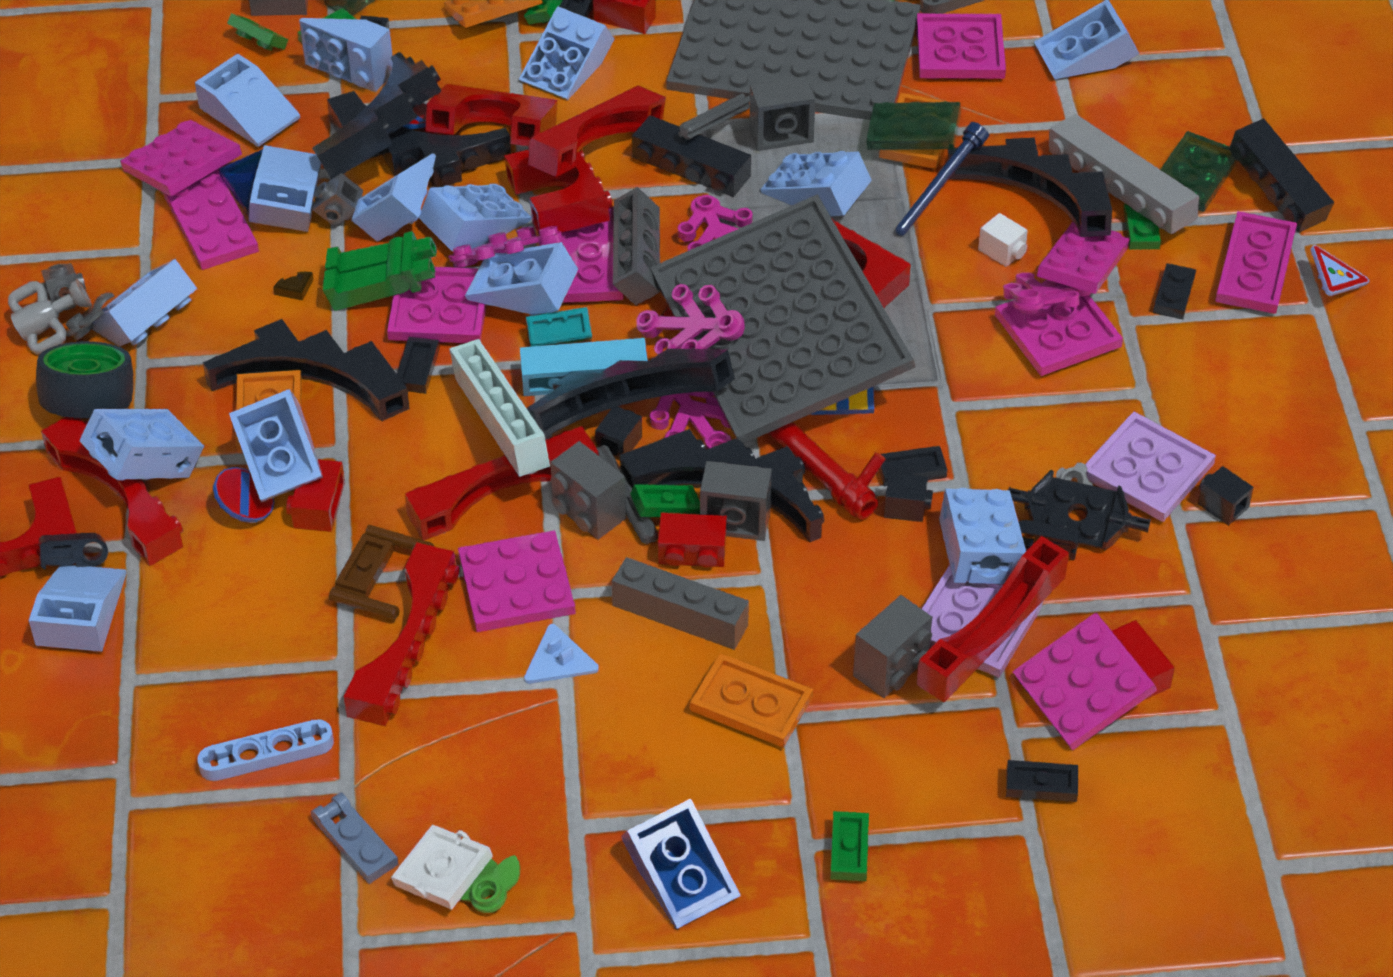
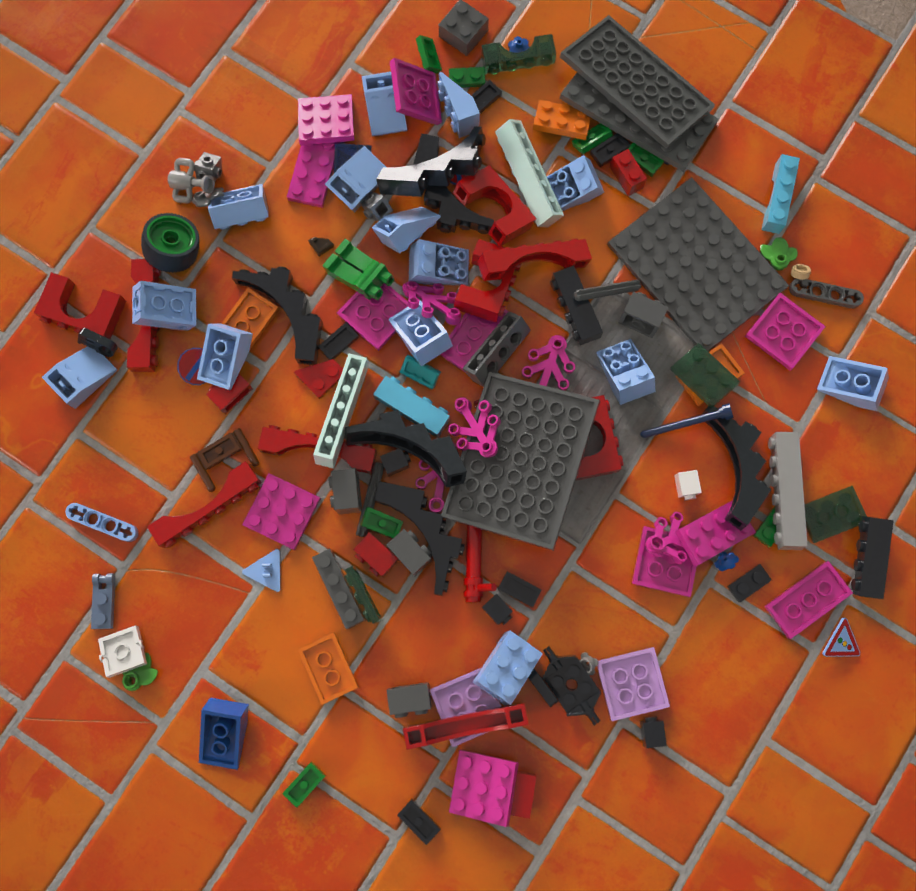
camera: 40 degrees right, 30 degrees up
(280, 63) = (415, 91): none -> dark pink plate
(428, 413) = (320, 377): none -> red wing
(502, 67) = (529, 173): none -> light aqua brick
(725, 574) = (362, 595): none -> clear green plate
(1126, 282) = (726, 561): none -> blue plant

